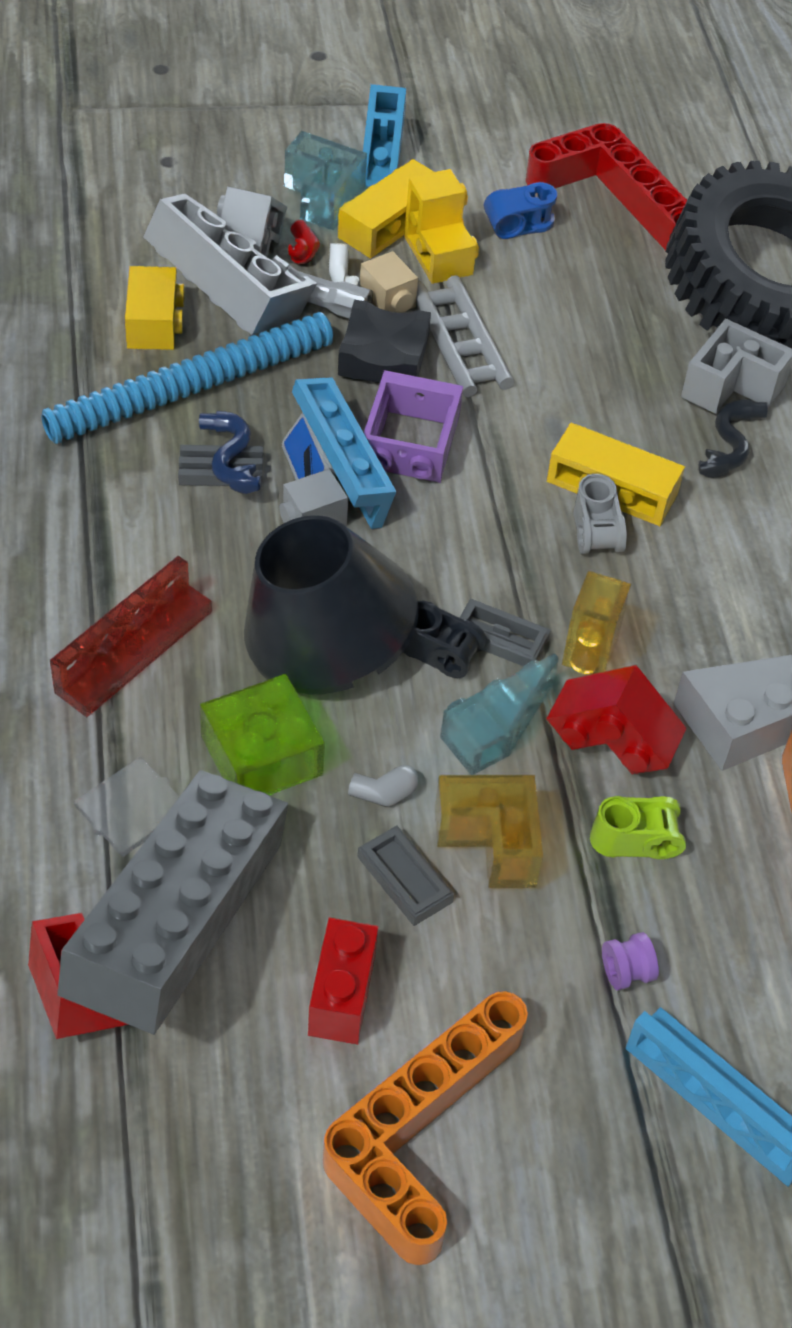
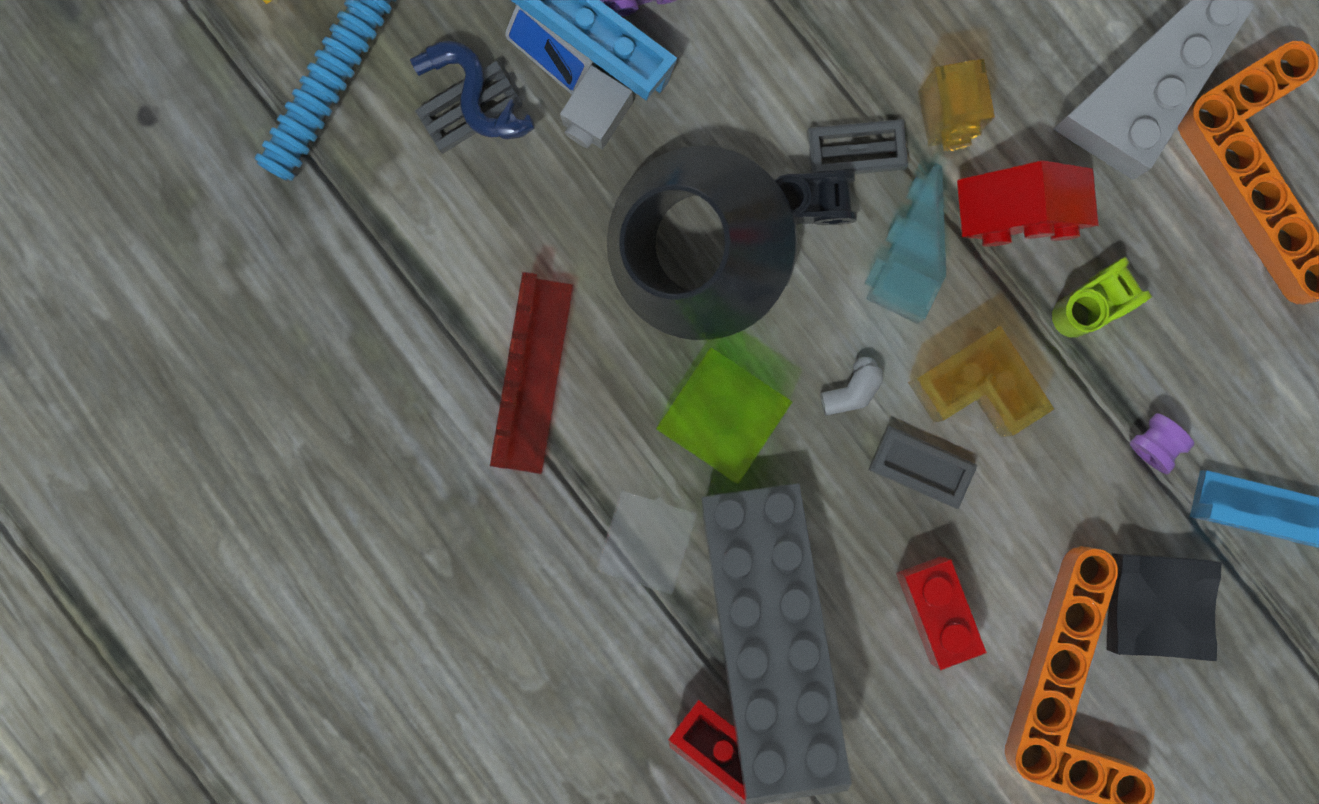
camera: 25 degrees left, 35 degrees up
(551, 1091) = (1164, 607): none -> black brick

